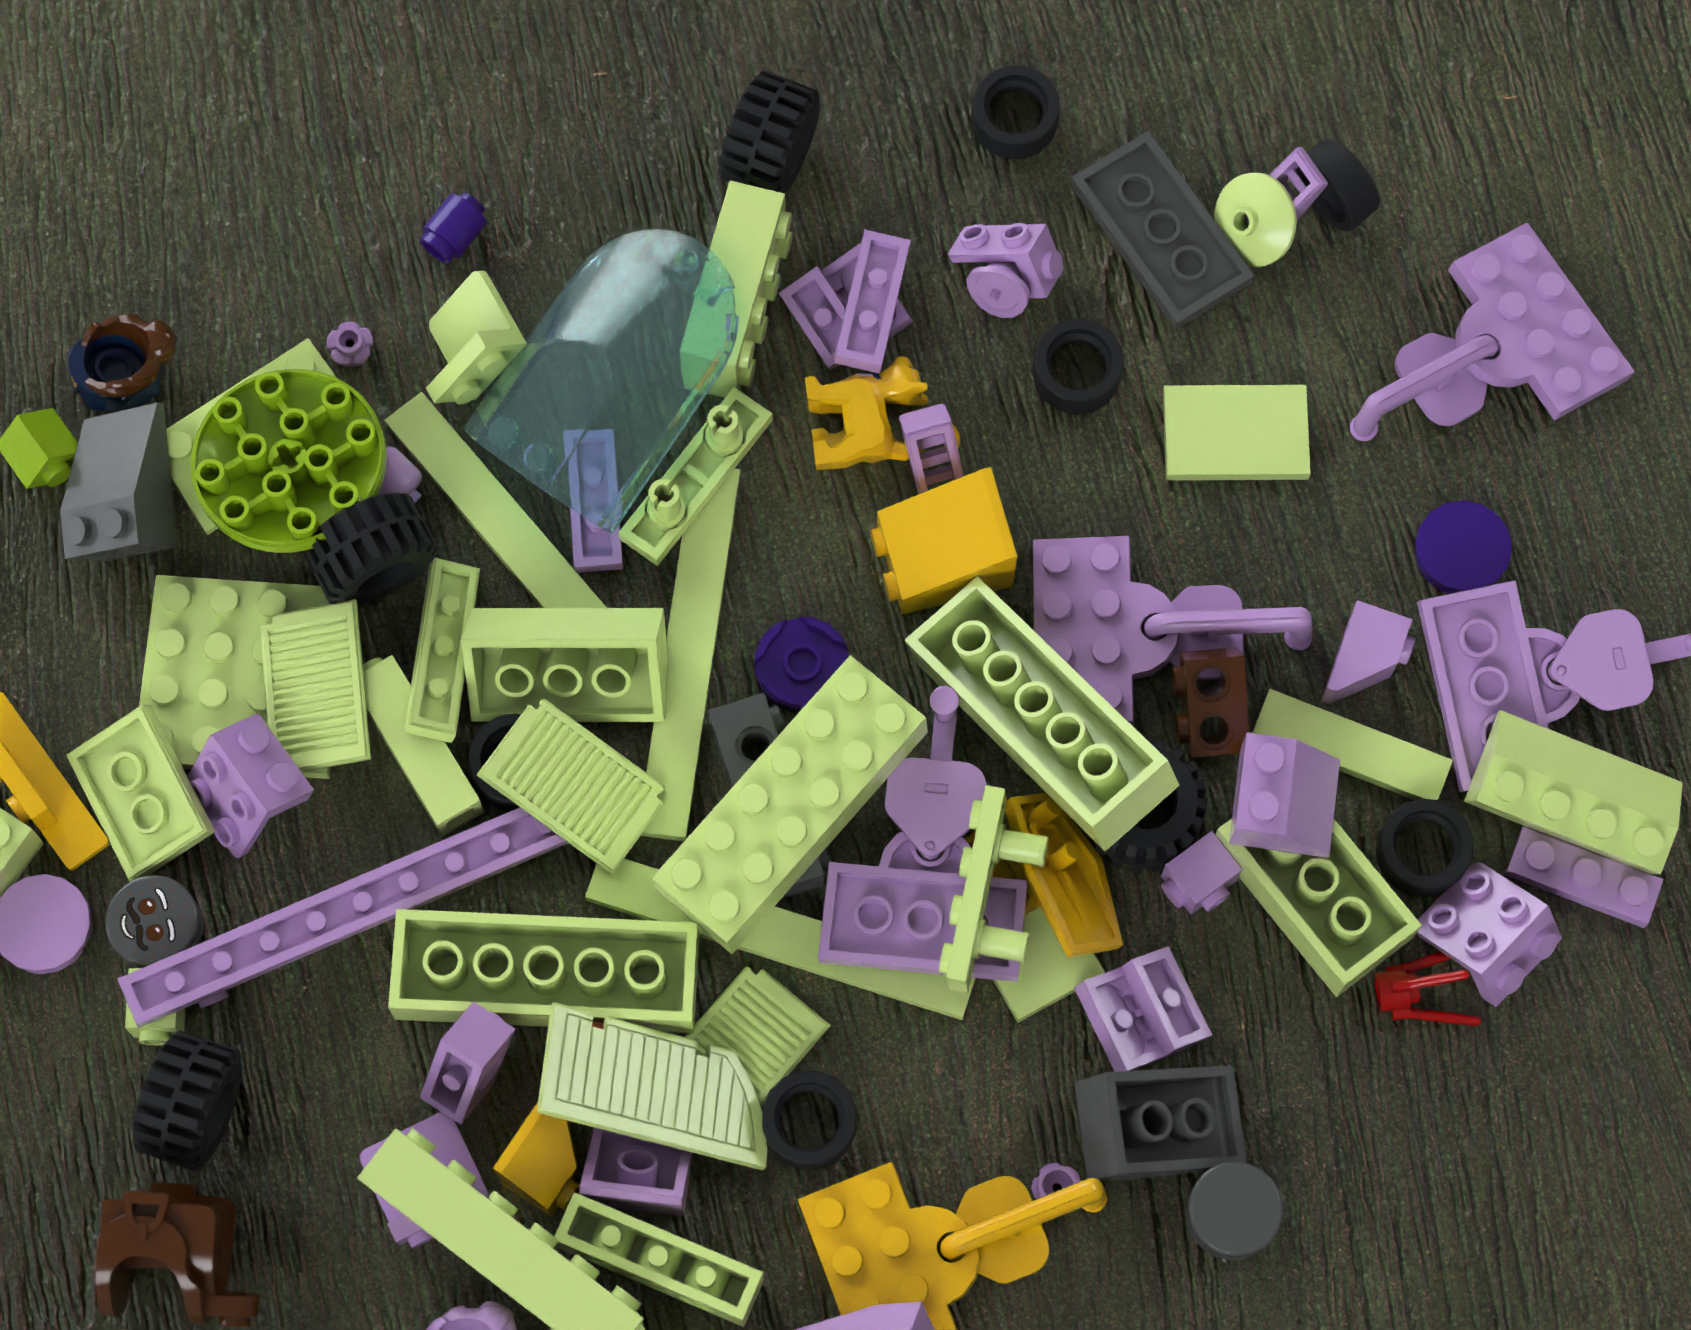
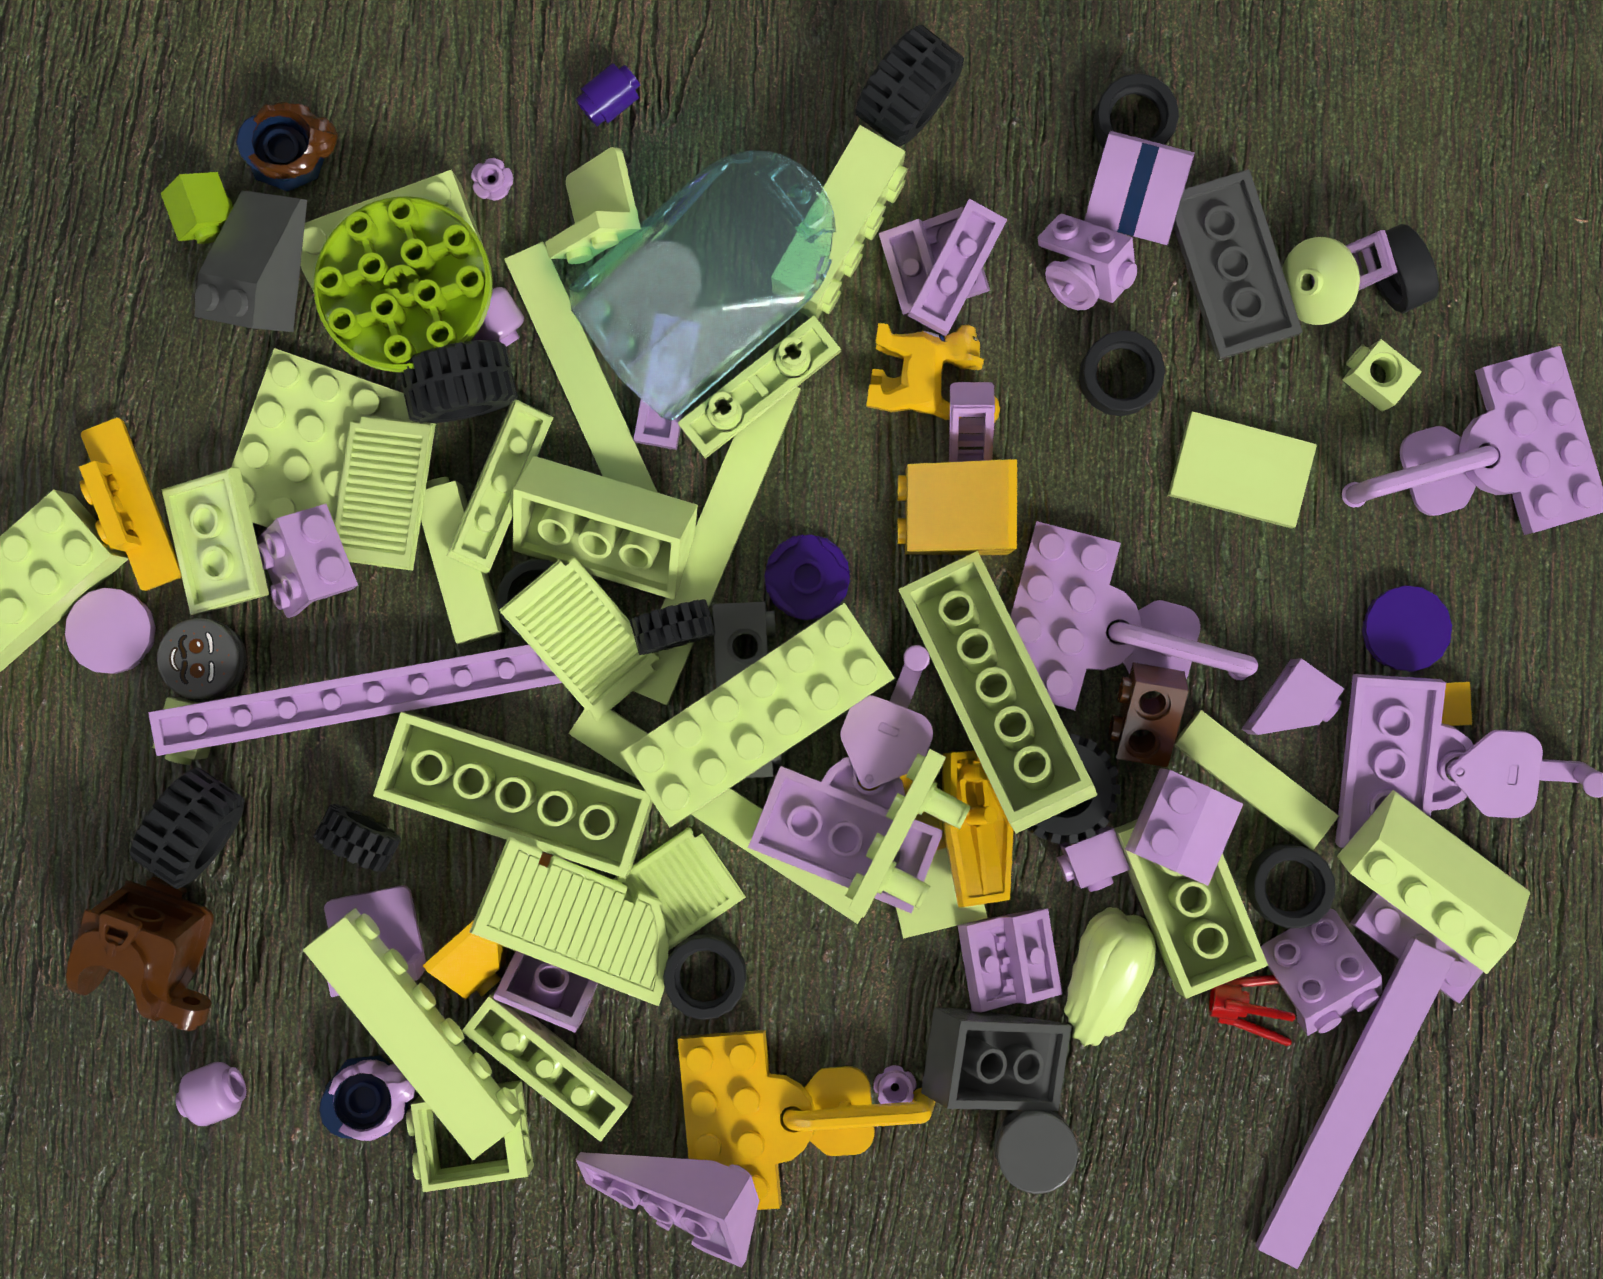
camera: 20 degrees right, 15 degrees up
(380, 1065) = (357, 837): none -> black tyre
(467, 1062) = (429, 857): lavender brick -> none
(671, 741) = (672, 626): none -> black tyre
(1039, 175) = (1139, 187): none -> lavender slope
(1257, 1000) = (1109, 974): none -> yellowish green hair
(1349, 316) = (1398, 370): none -> yellowish green brick
(1540, 609) = (1457, 704): none -> yellow tile
(1568, 1063) = (1354, 1102): none -> lavender tile

